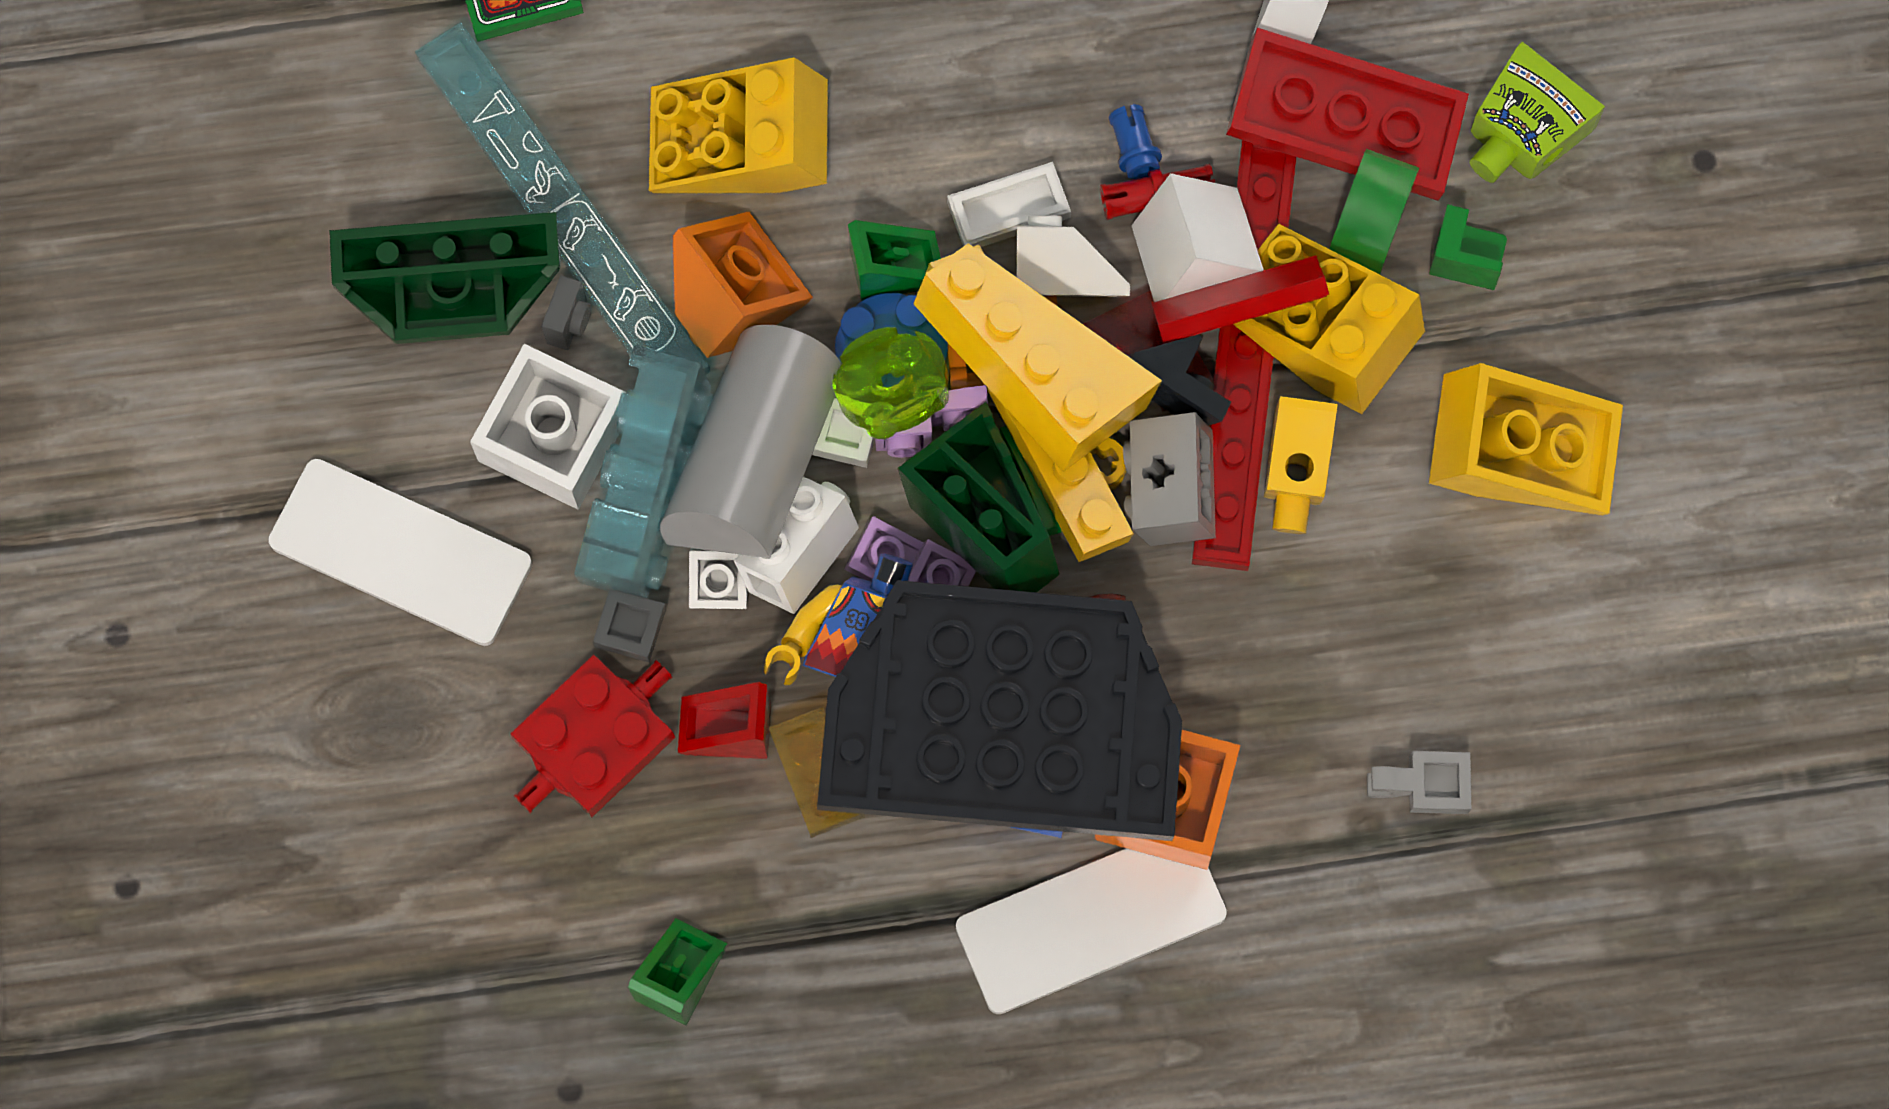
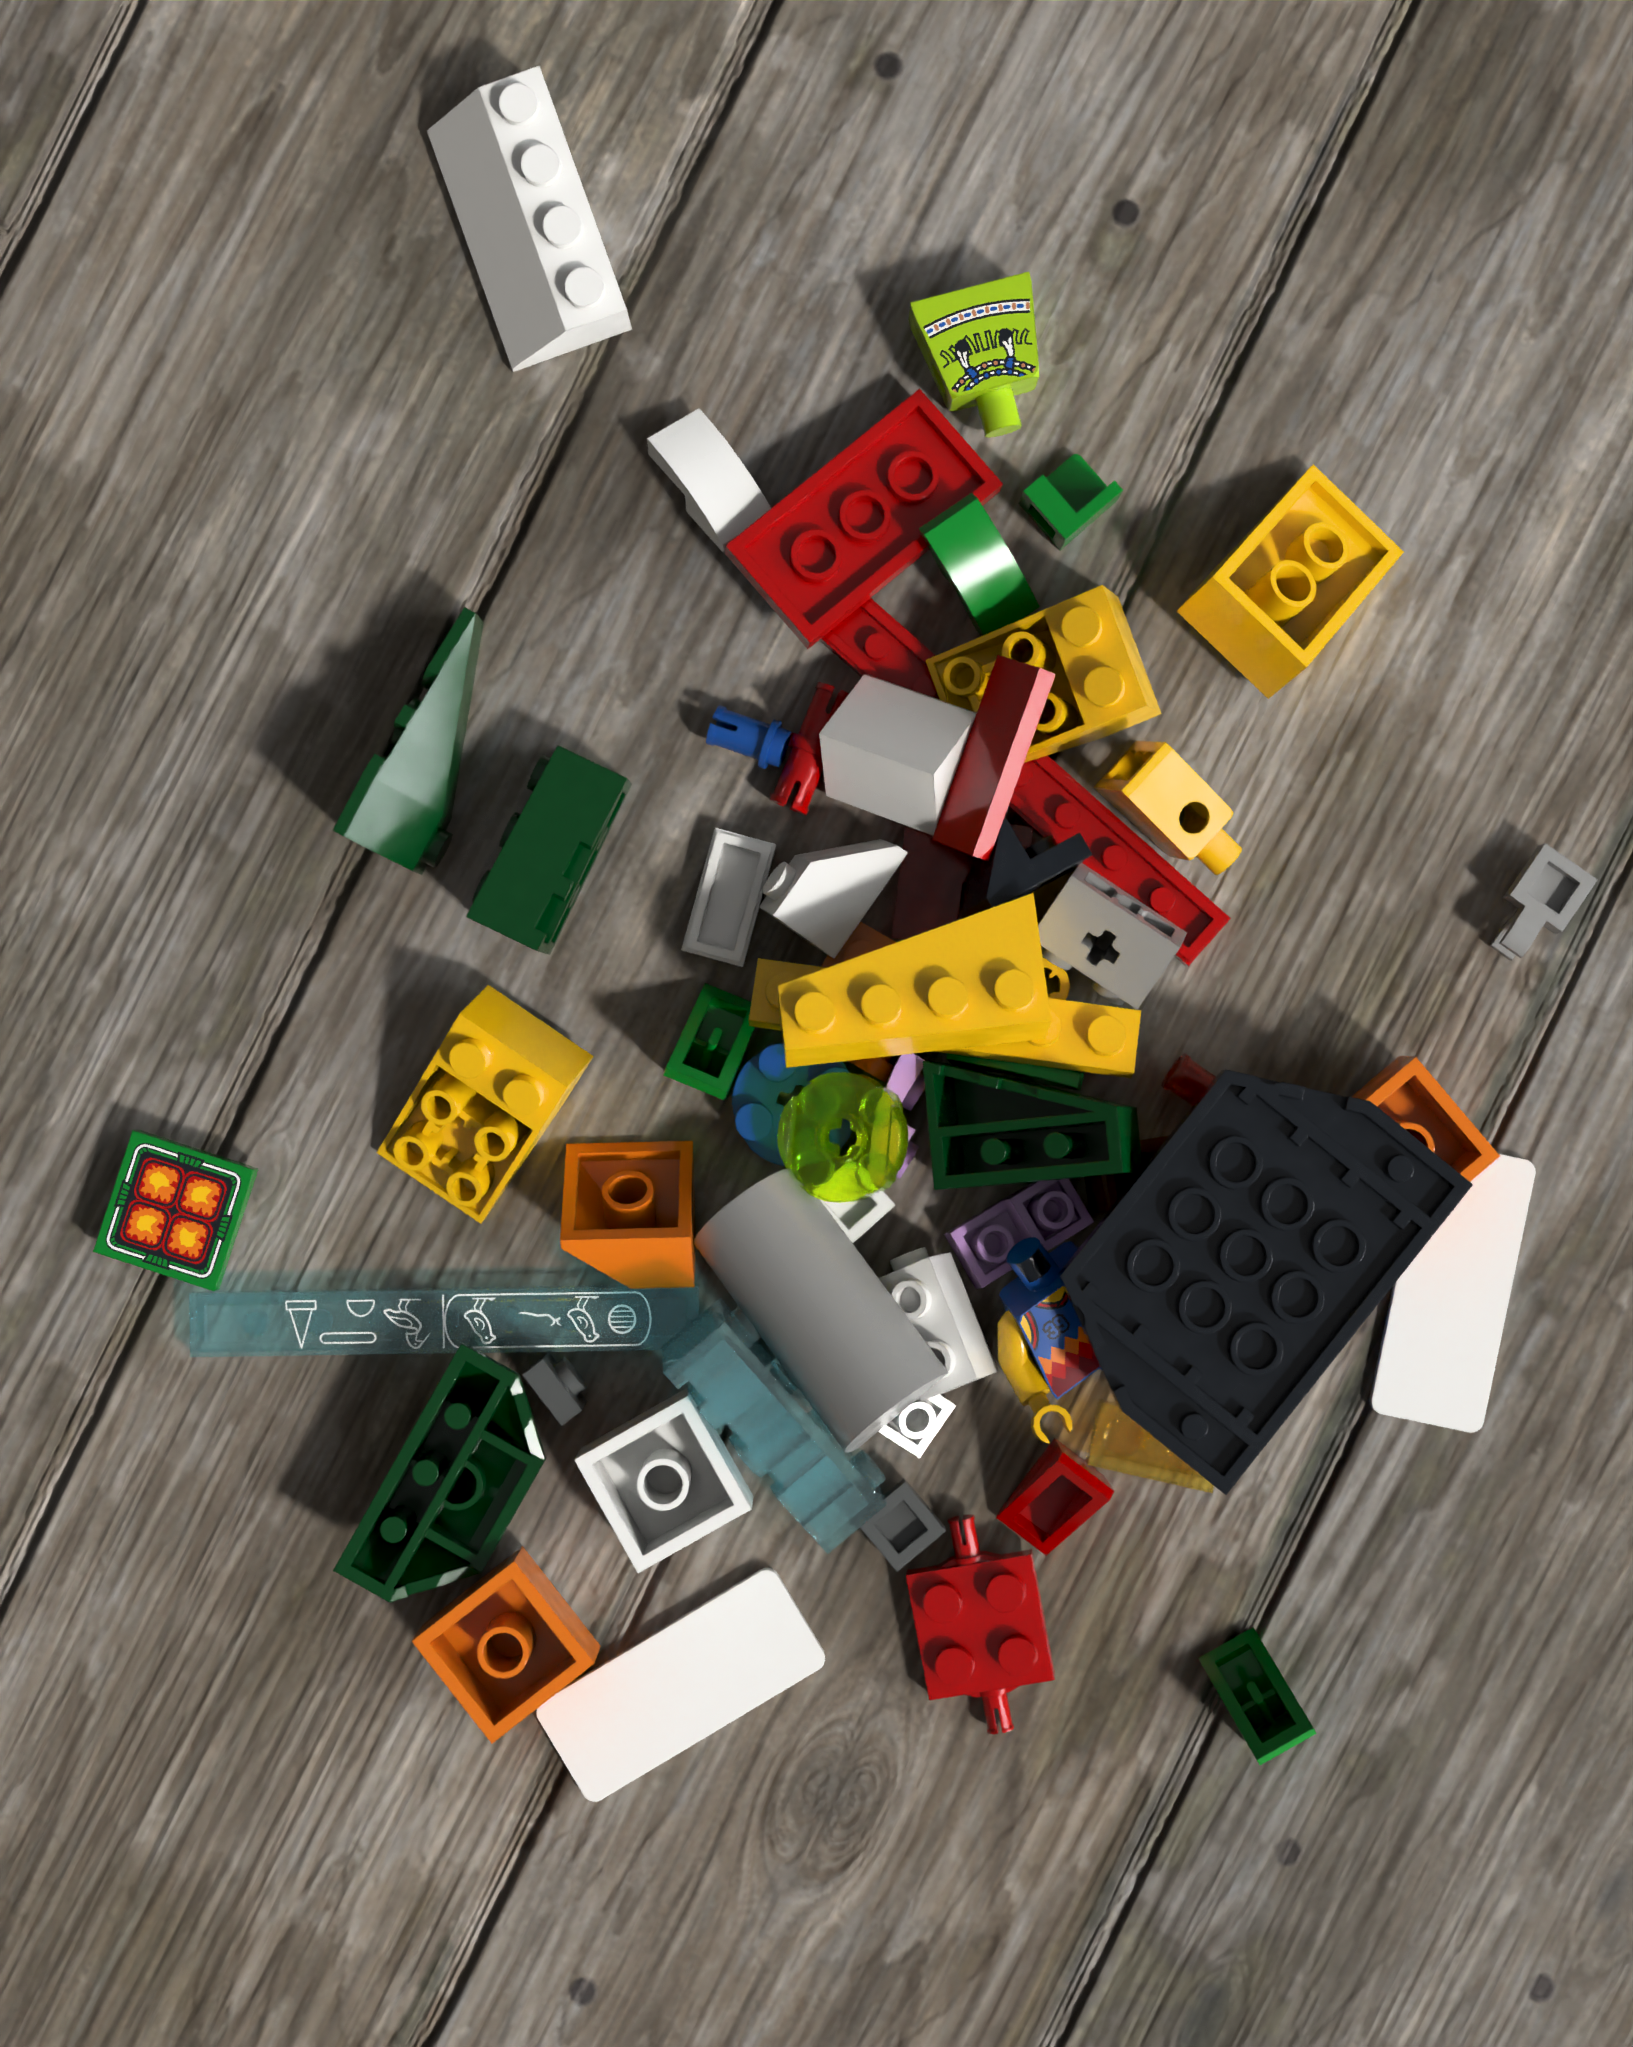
camera: 55 degrees left, 15 degrees up
(352, 395) = (507, 1645): none -> orange brick
(952, 56) = (549, 849): none -> dark green wedge

